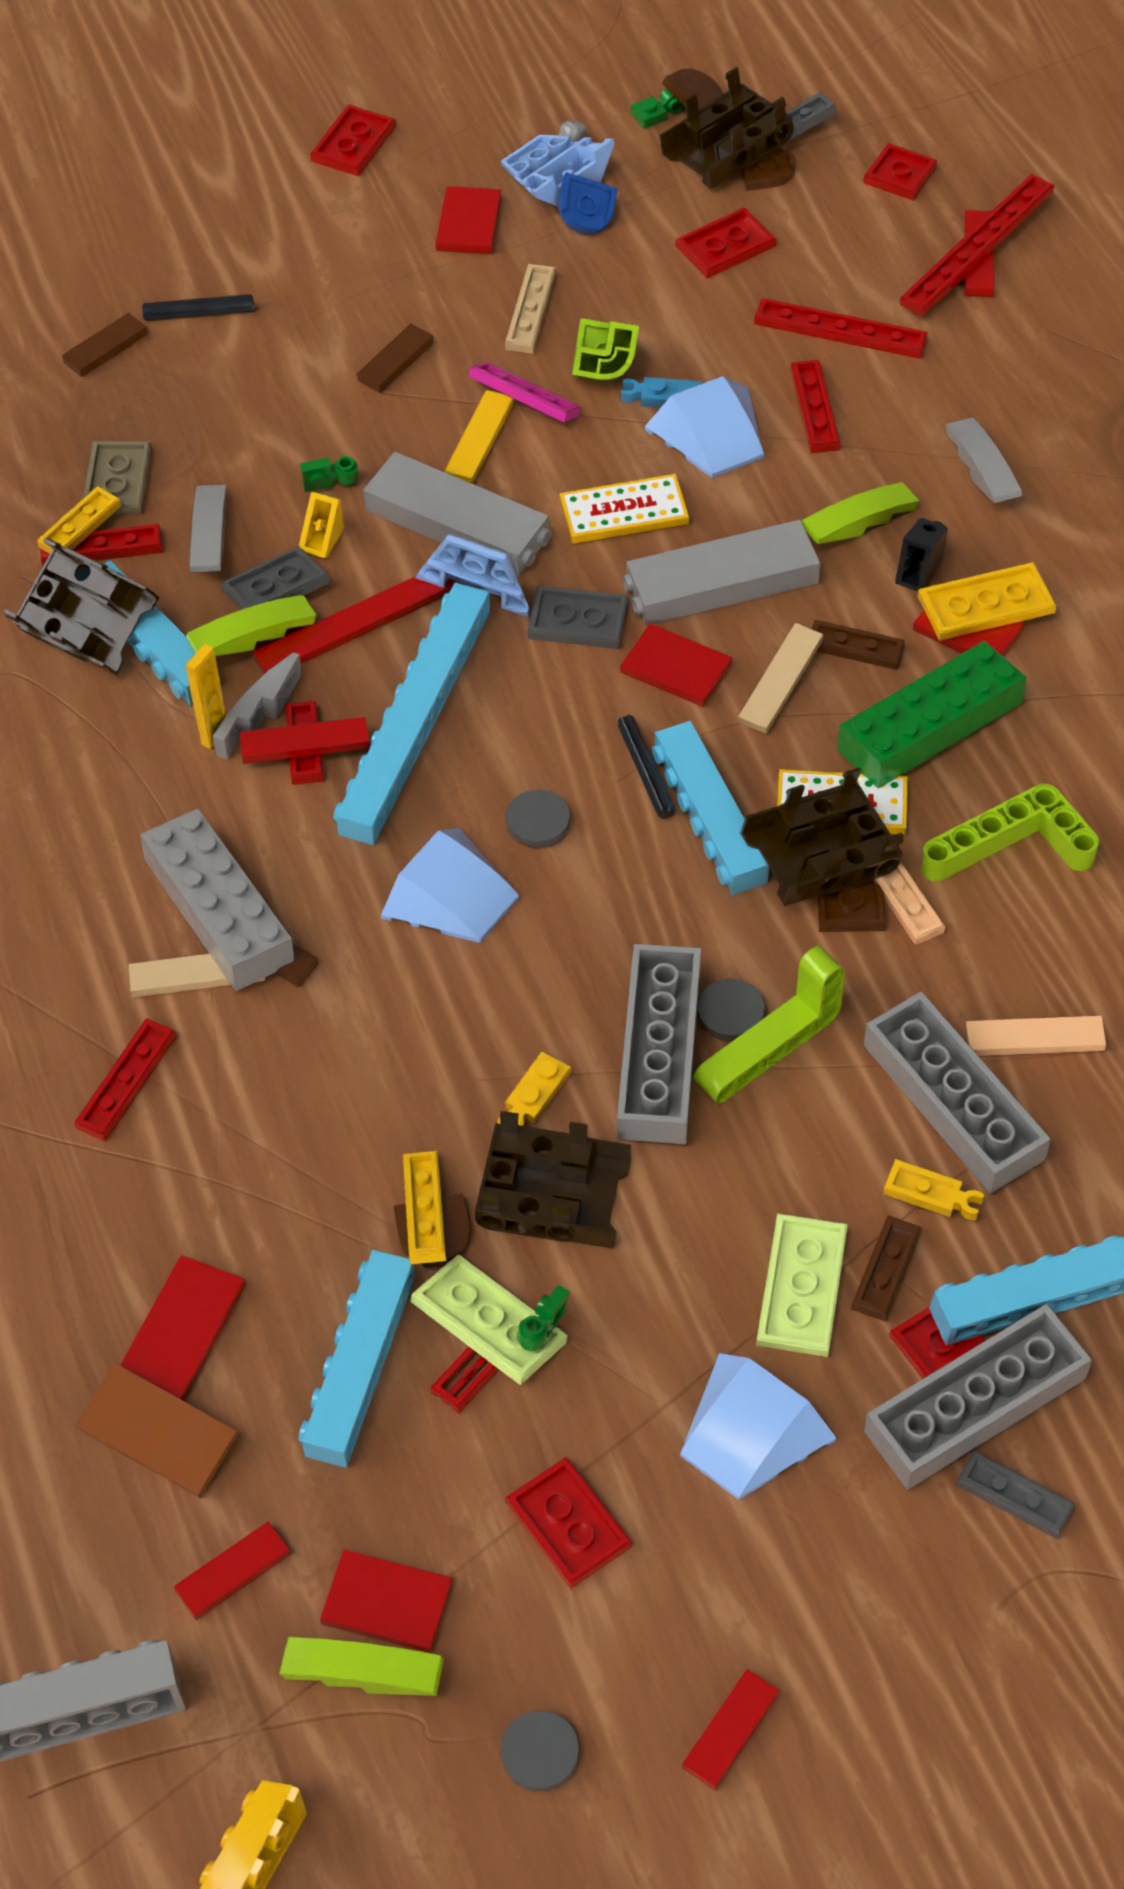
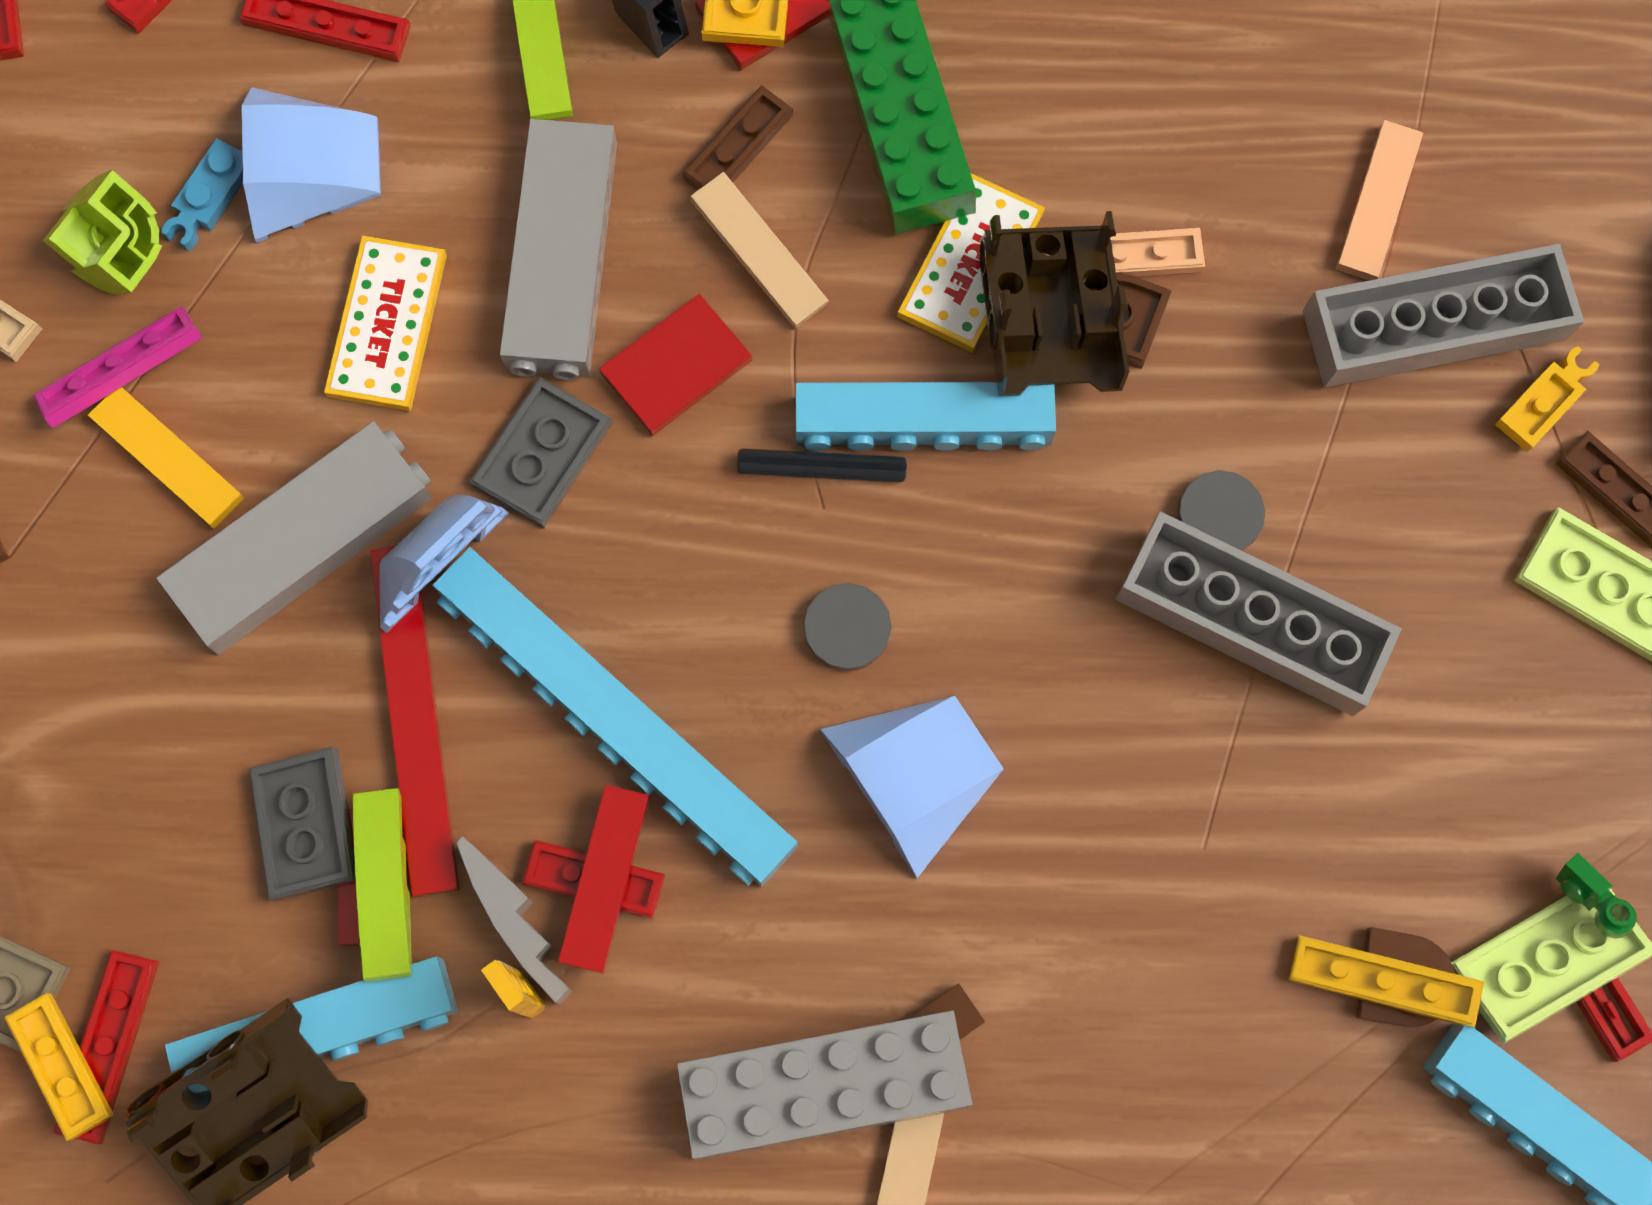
camera: 75 degrees left, 20 degrees up
(208, 528) = (159, 882): light grey slope -> none
(320, 473) = (134, 692): green plate -> none
(321, 525) = (235, 726): yellow slope -> none
(537, 1088) = (1253, 788): yellow plate -> none
(567, 1187) = (1404, 805): dark brown piece -> none
(779, 1033) = (1283, 475): lime beam -> none
(1032, 811) = (1095, 99): lime beam -> none

